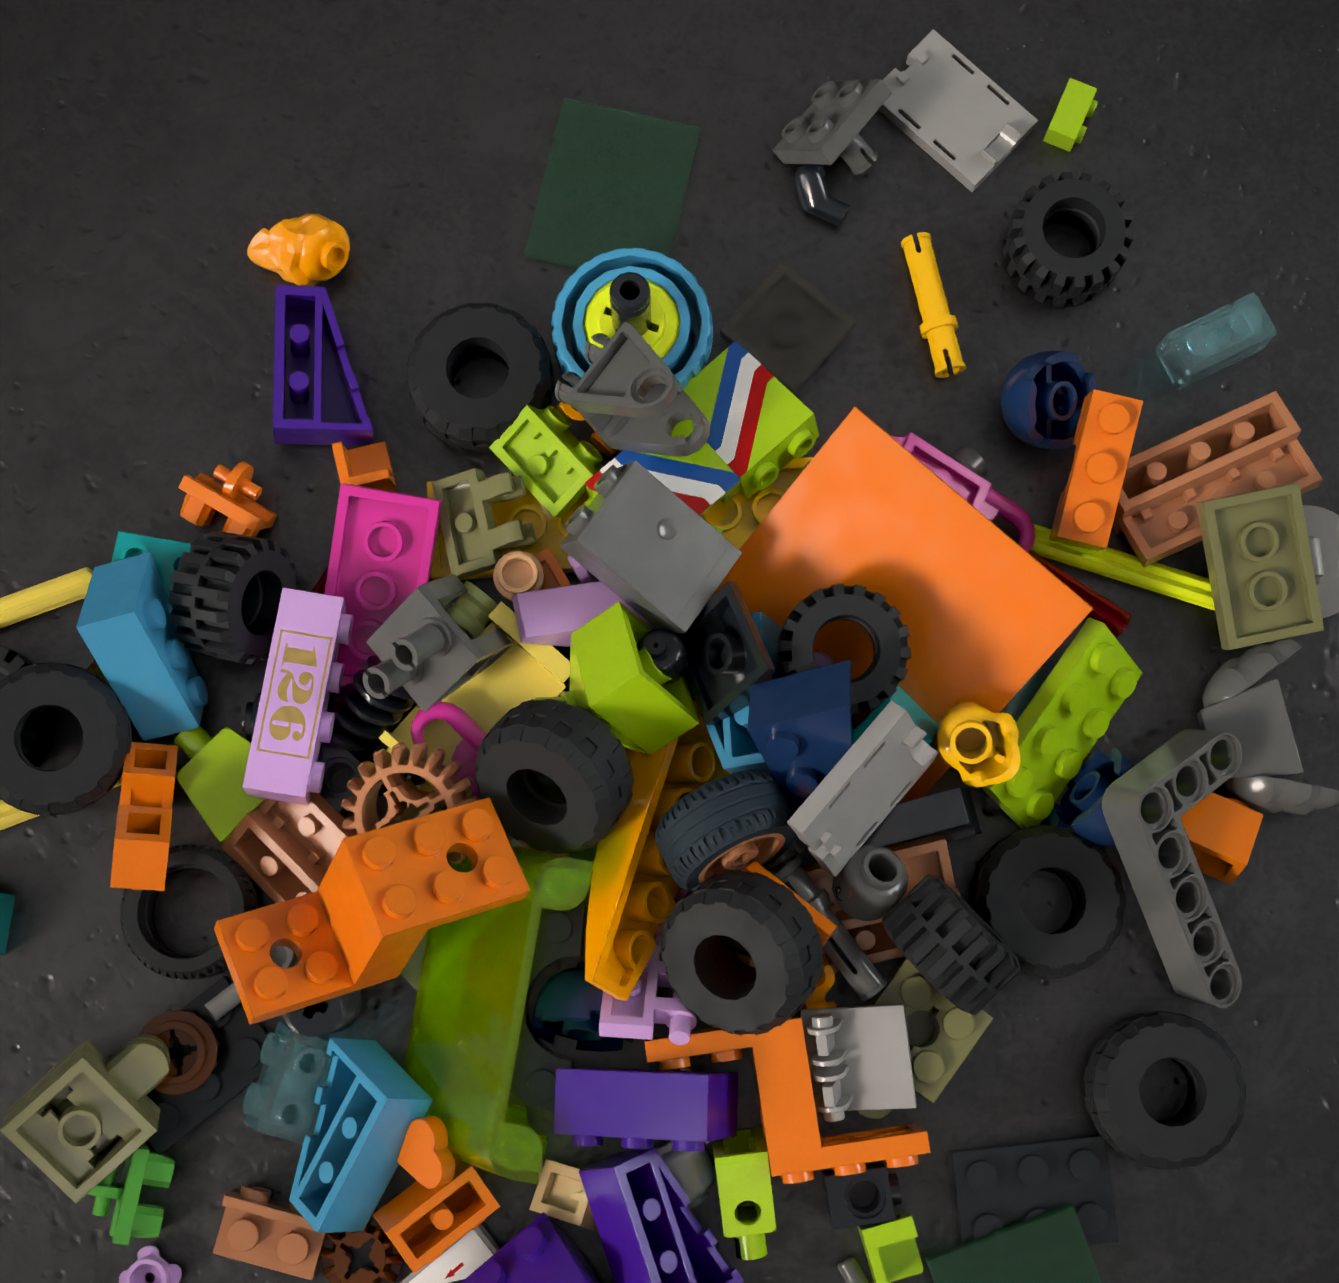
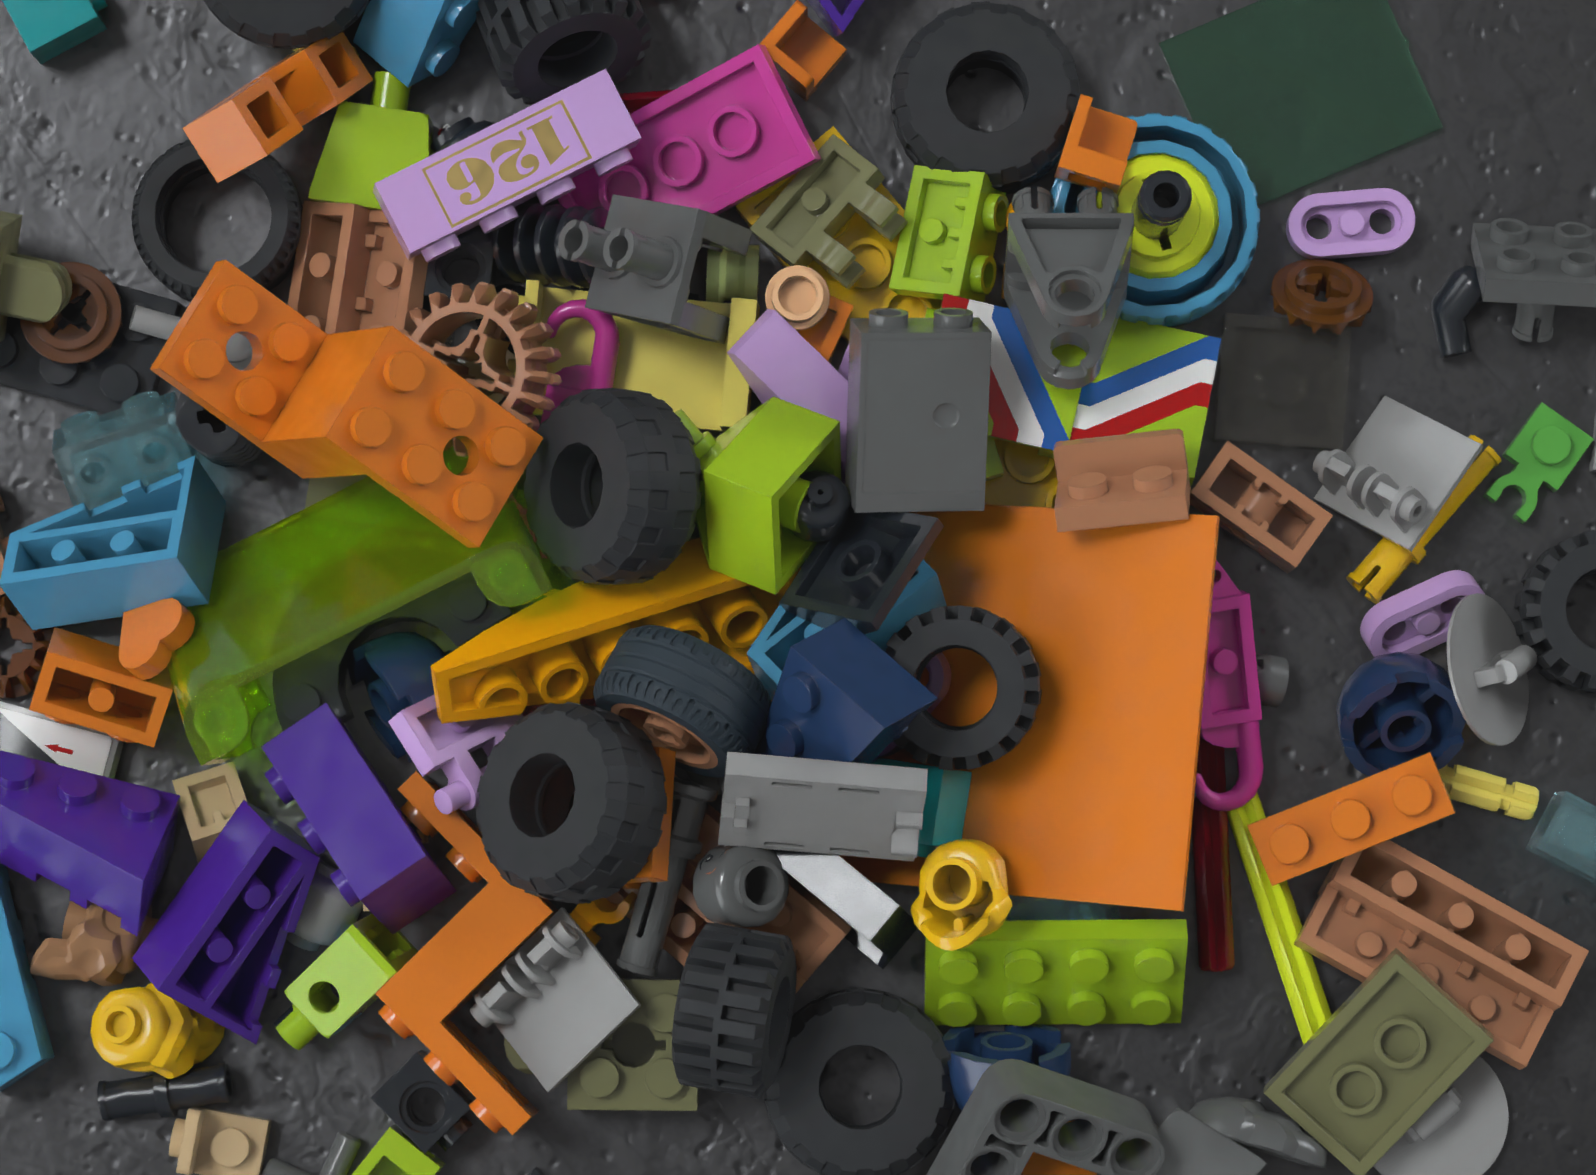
camera: 55 degrees right, 5 degrees up
(563, 326) = (1096, 147): none -> orange panel
(717, 221) = (1348, 223): none -> lavender plate
(766, 256) = (1346, 289): none -> reddish brown gear
(785, 454) = (1121, 480): none -> nougat bracket
(872, 385) = (1259, 507): none -> nougat brick
(894, 298) = (1395, 472): none -> light grey hinge
(944, 210) = (1542, 454): none -> bright green plate
(993, 345) = (1417, 616): none -> lavender plate
(1058, 326) = (1488, 669): none -> light grey shield
(1134, 381) = (1490, 791): none -> light yellow axle

